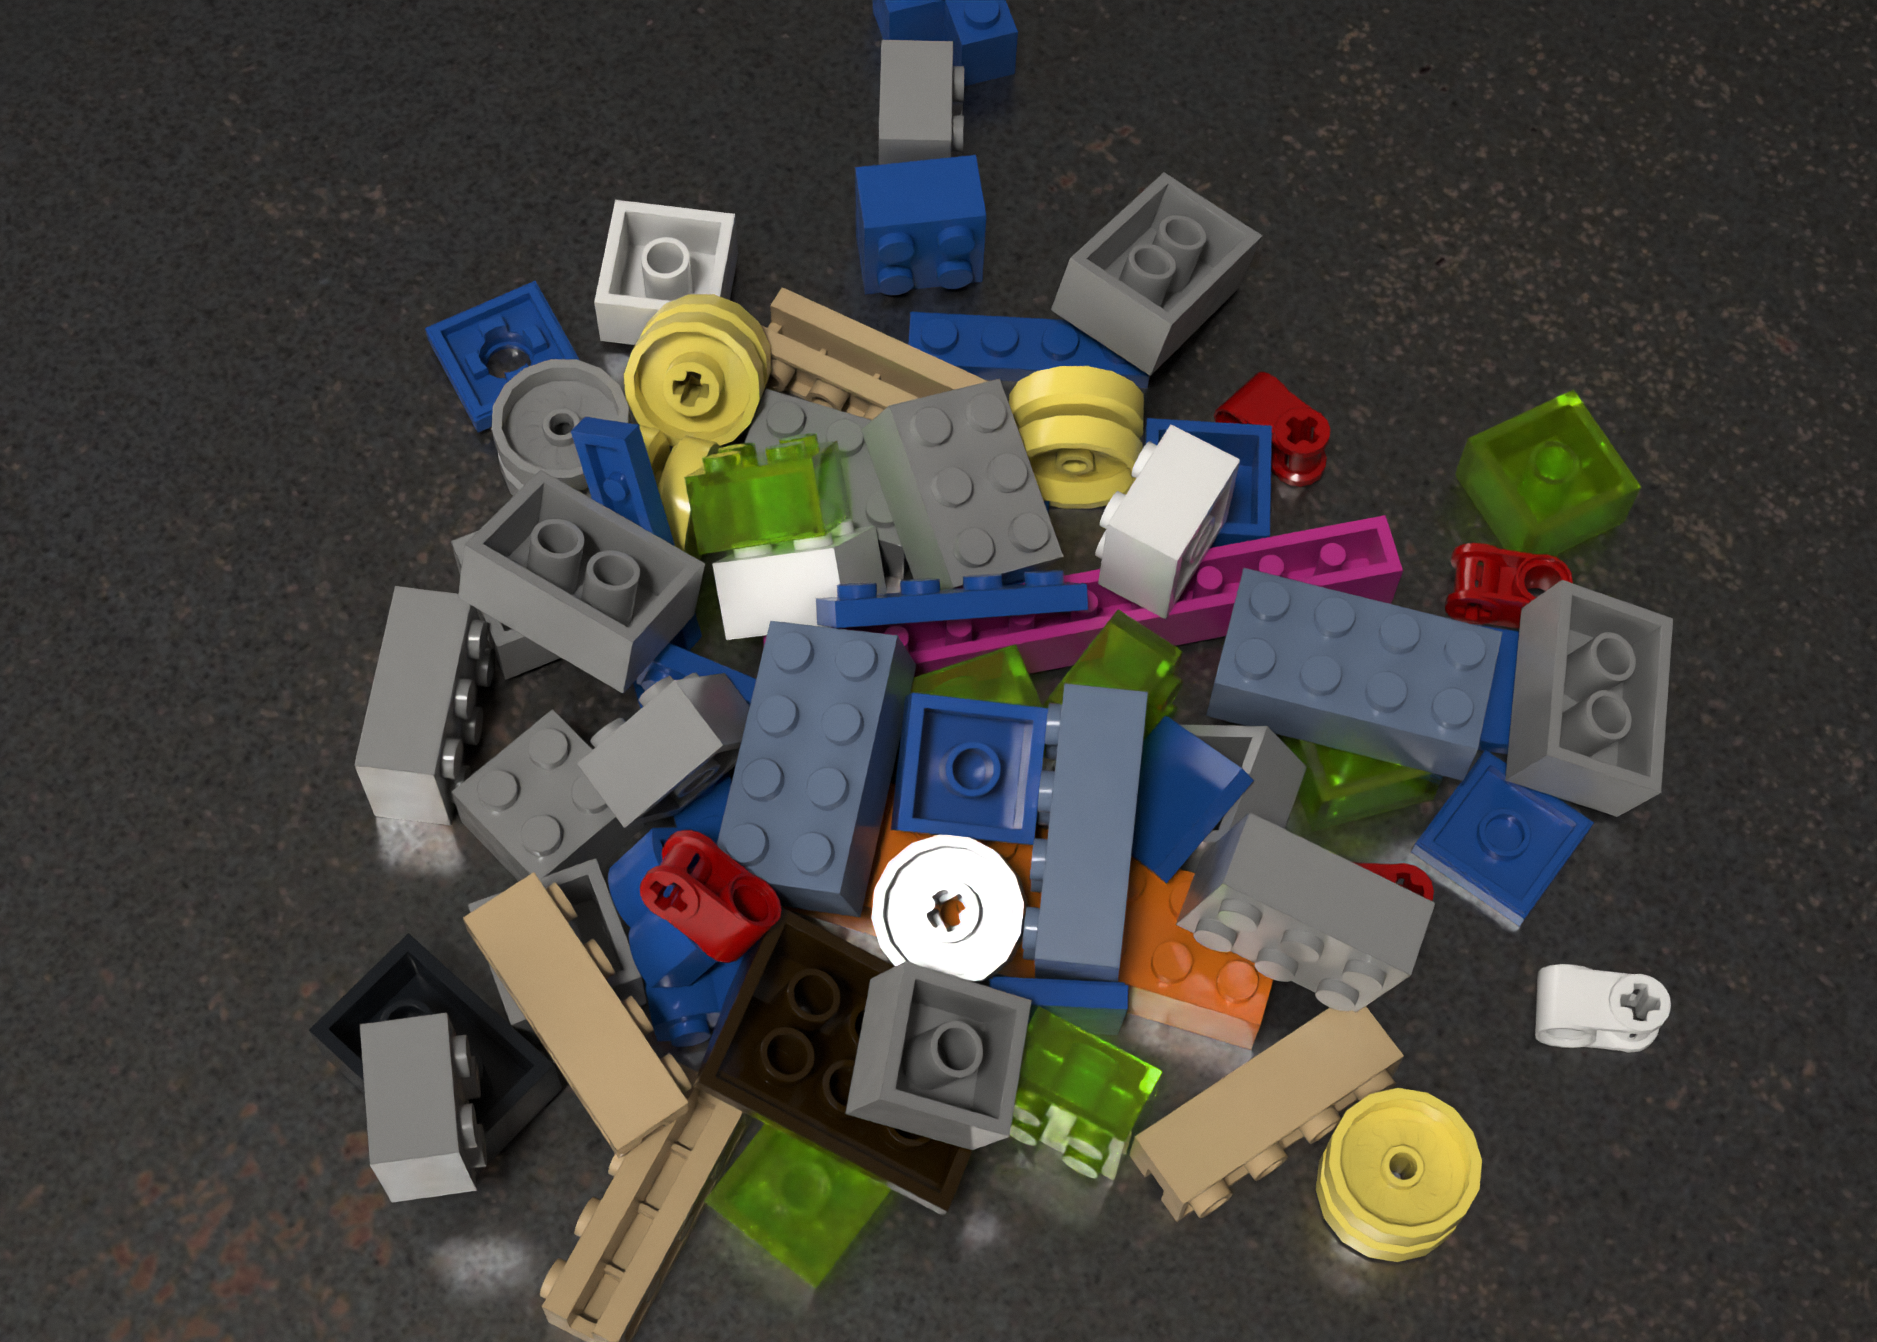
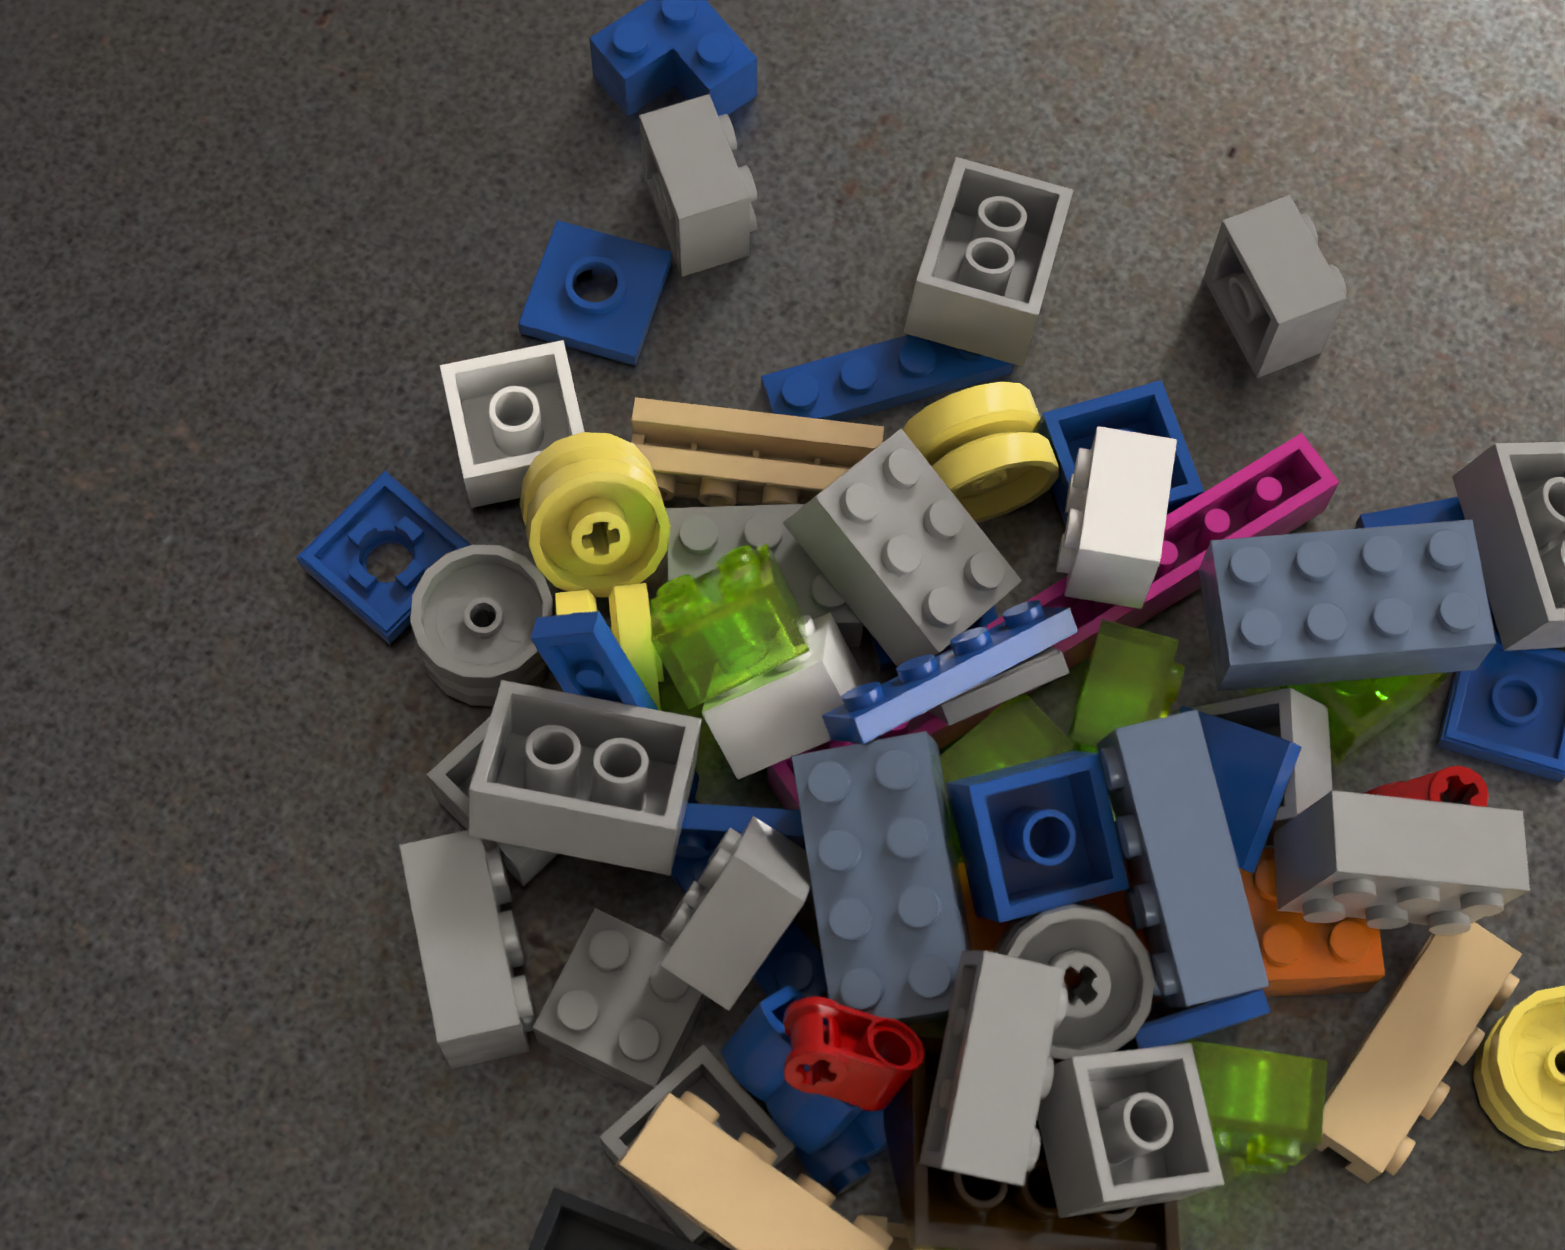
camera: 20 degrees left, 5 degrees up
(790, 226) = (604, 328): none -> blue piece
(834, 949) = (994, 1067): none -> light grey brick
(920, 224) = (742, 288): blue brick -> none
(996, 631) = (1006, 685): none -> light grey tile
(1268, 402) = (1139, 358): red piece -> none
(1420, 381) = (1274, 285): none -> light grey brick
(1501, 583) = (1414, 458): red piece -> none
(1547, 478) = (1425, 341): clear neon green brick -> none

